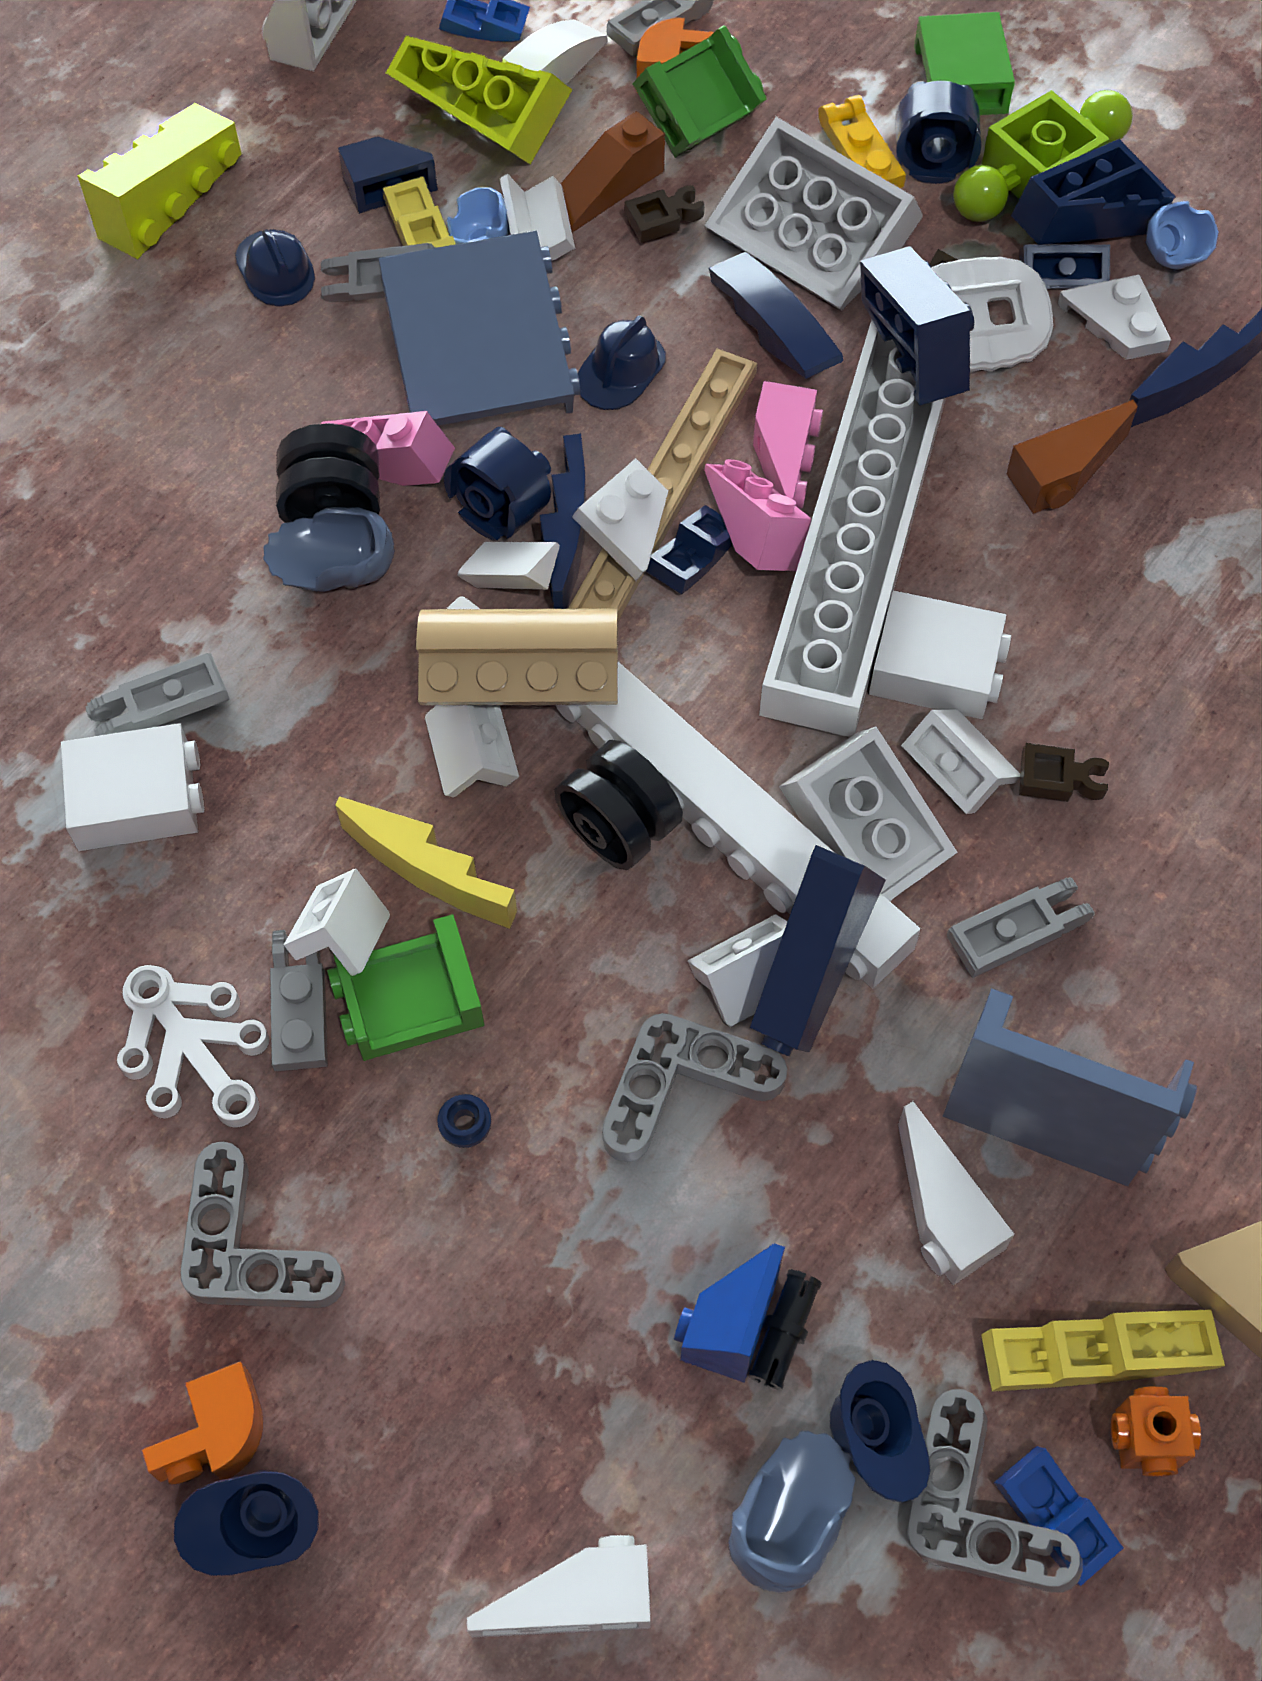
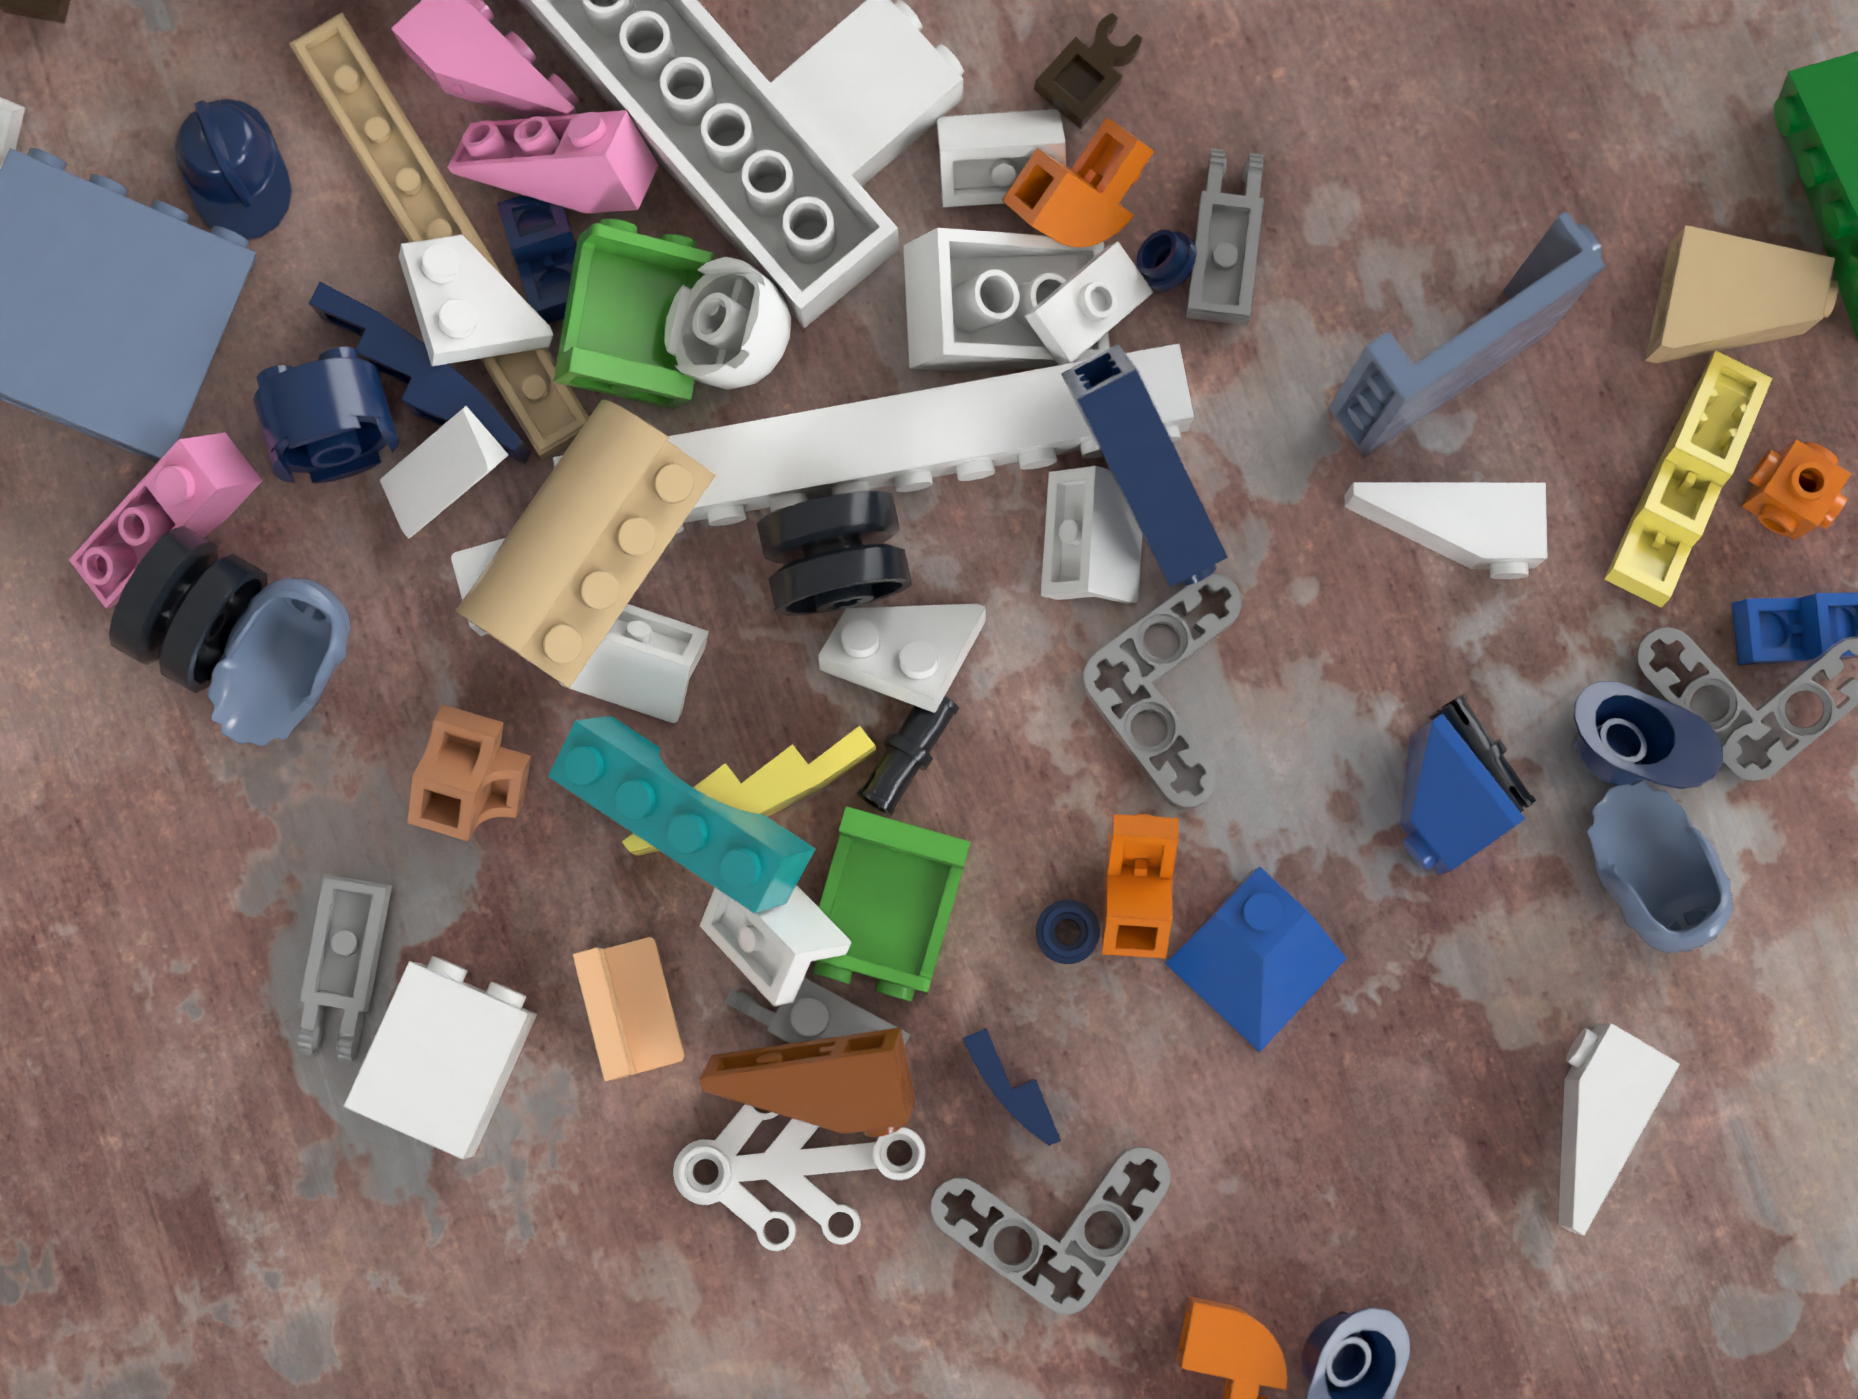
camera: 55 degrees left, 20 degrees up
(231, 876) = (629, 1008): none -> light nougat panel
(253, 1017) = (826, 1082): none -> dark orange slope
(321, 1159) = (1022, 1101): none -> dark blue slope
(324, 688) = (466, 775): none -> nougat brick
(373, 859) = (723, 845): none -> teal arch
(521, 940) = (905, 755): none -> black pin
(528, 1142) = (1139, 885): none -> orange brick
(530, 1260) = (1257, 958): none -> blue slope
(589, 896) = (903, 649): none -> white wing
(690, 608) = (620, 310): none -> bright green panel
(723, 664) = (728, 325): none -> white cylinder
(908, 862) = (1089, 304): none -> white plate
(964, 814) = (1081, 202): none -> orange brick
(974, 895) = (1166, 259): none -> dark blue plate

